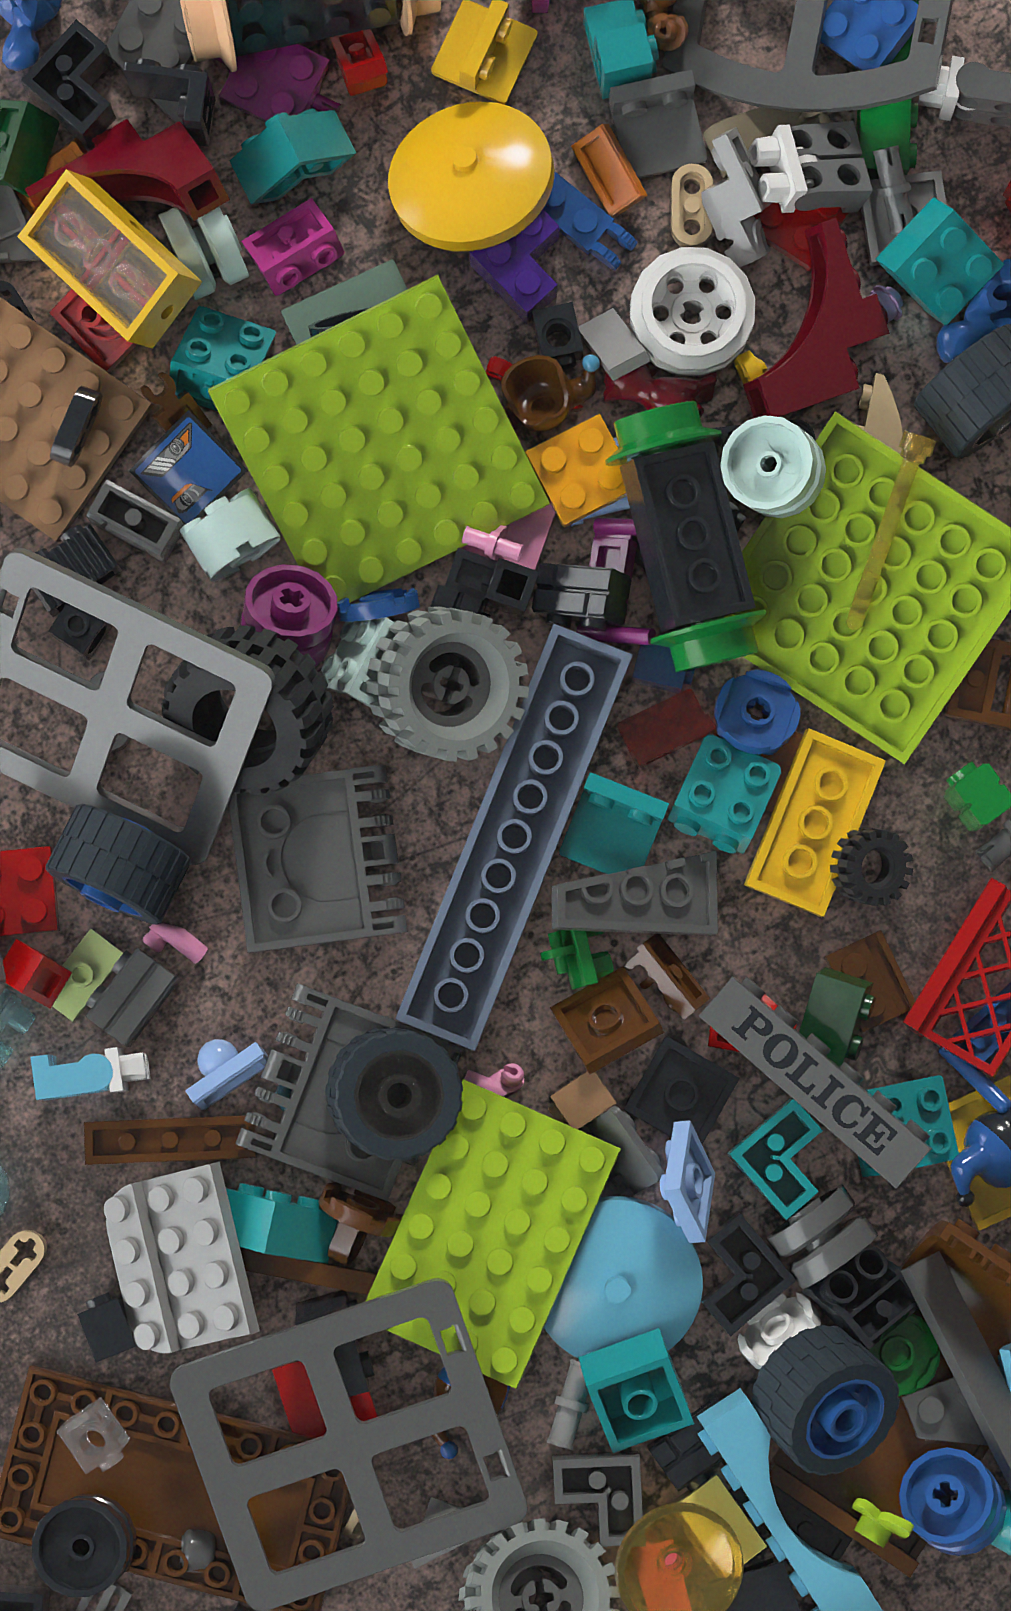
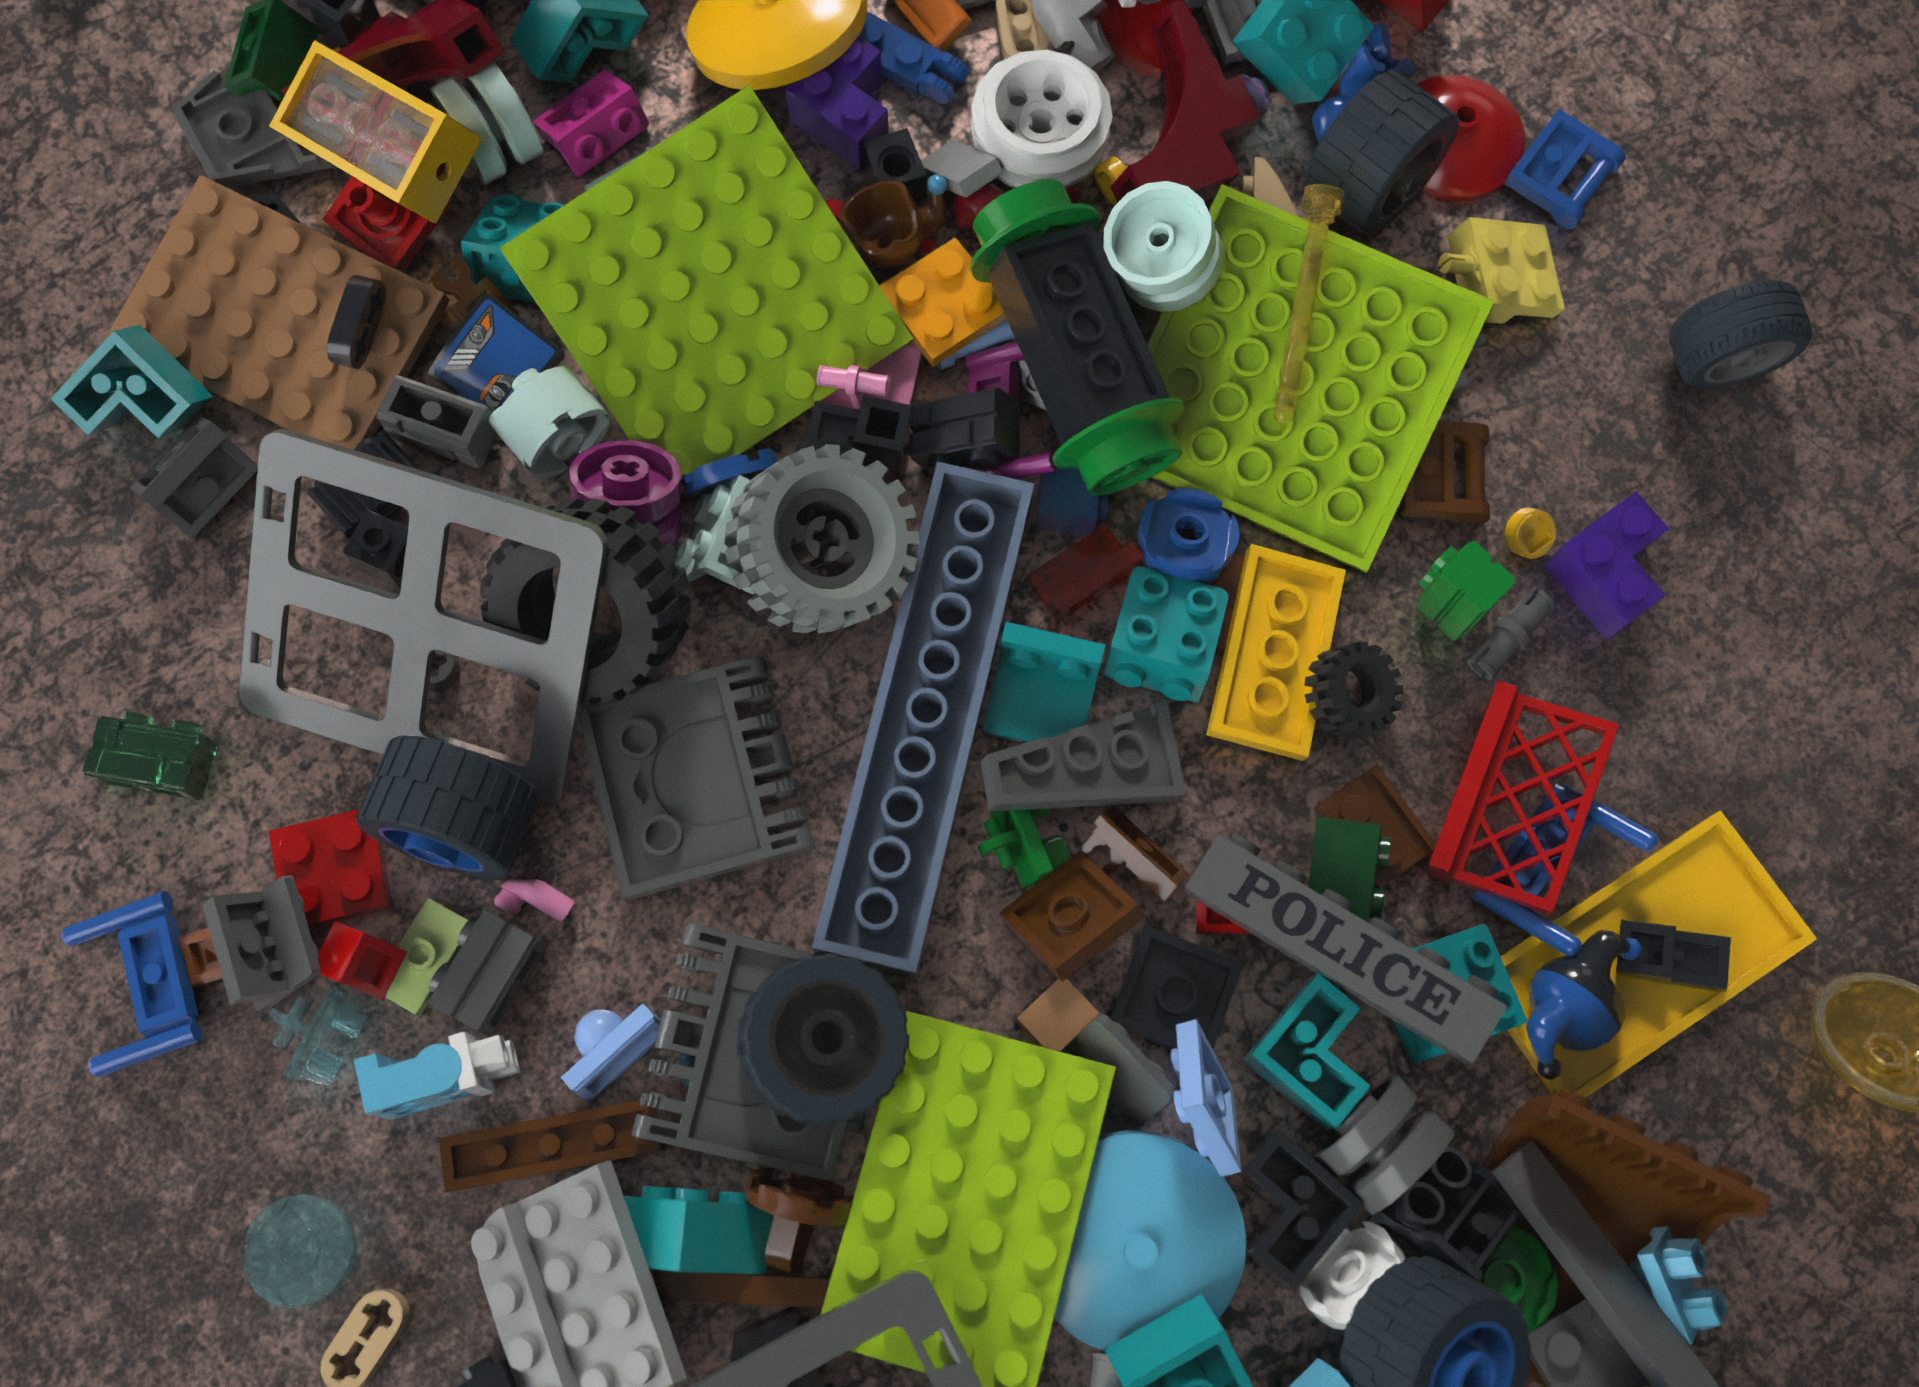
camera: 10 degrees left, 10 degrees down
(503, 1082) = (959, 1009): bright pink arm -> none

